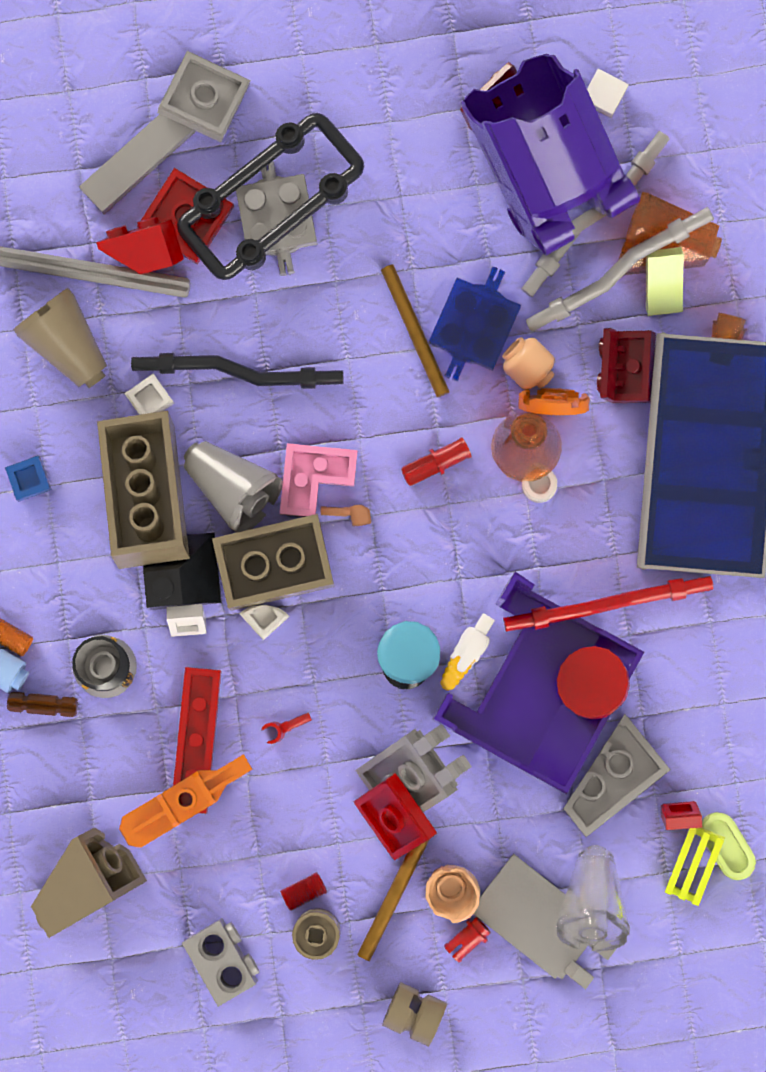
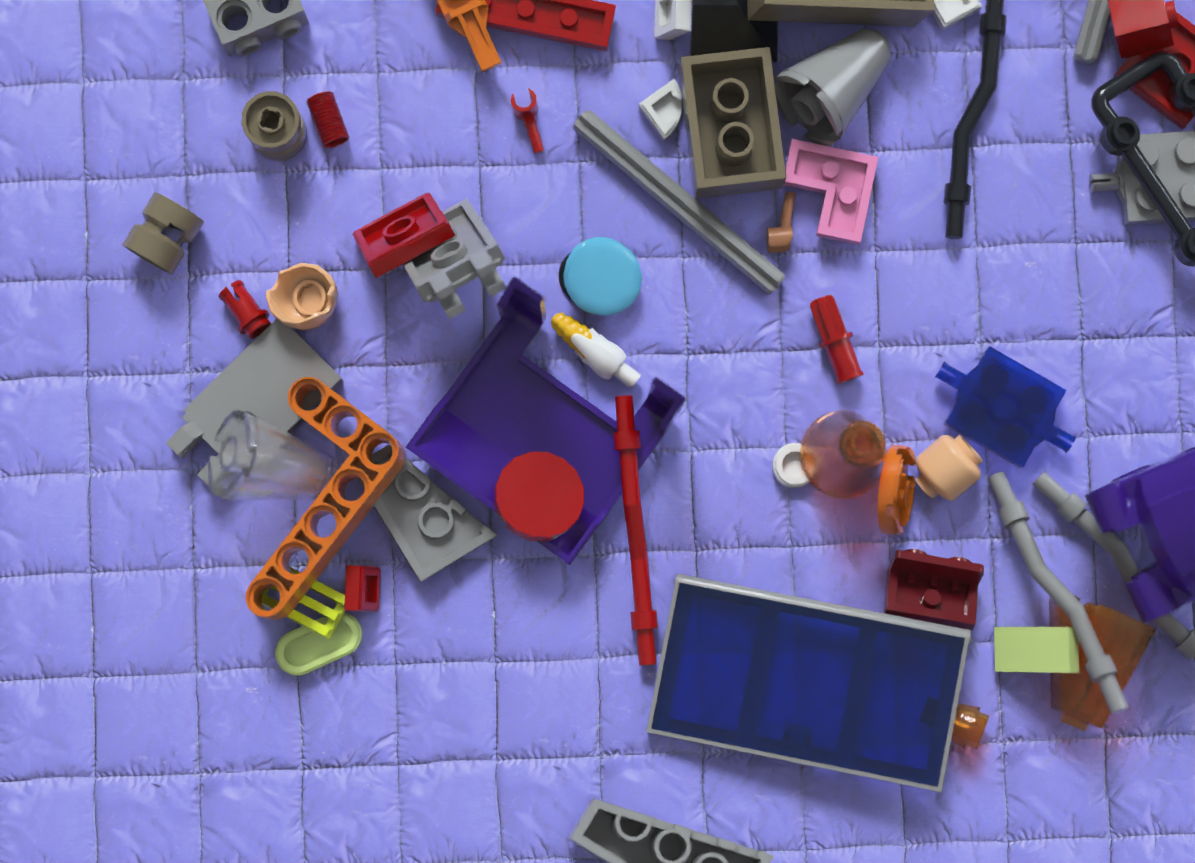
camera: 90 degrees right, 0 degrees up
(338, 599) = (678, 201): none -> light grey axle
(390, 902) = (306, 226): pearl gold bar -> none
(415, 330) = (1003, 333): pearl gold bar -> none
(617, 846) = (330, 500): none -> orange beam

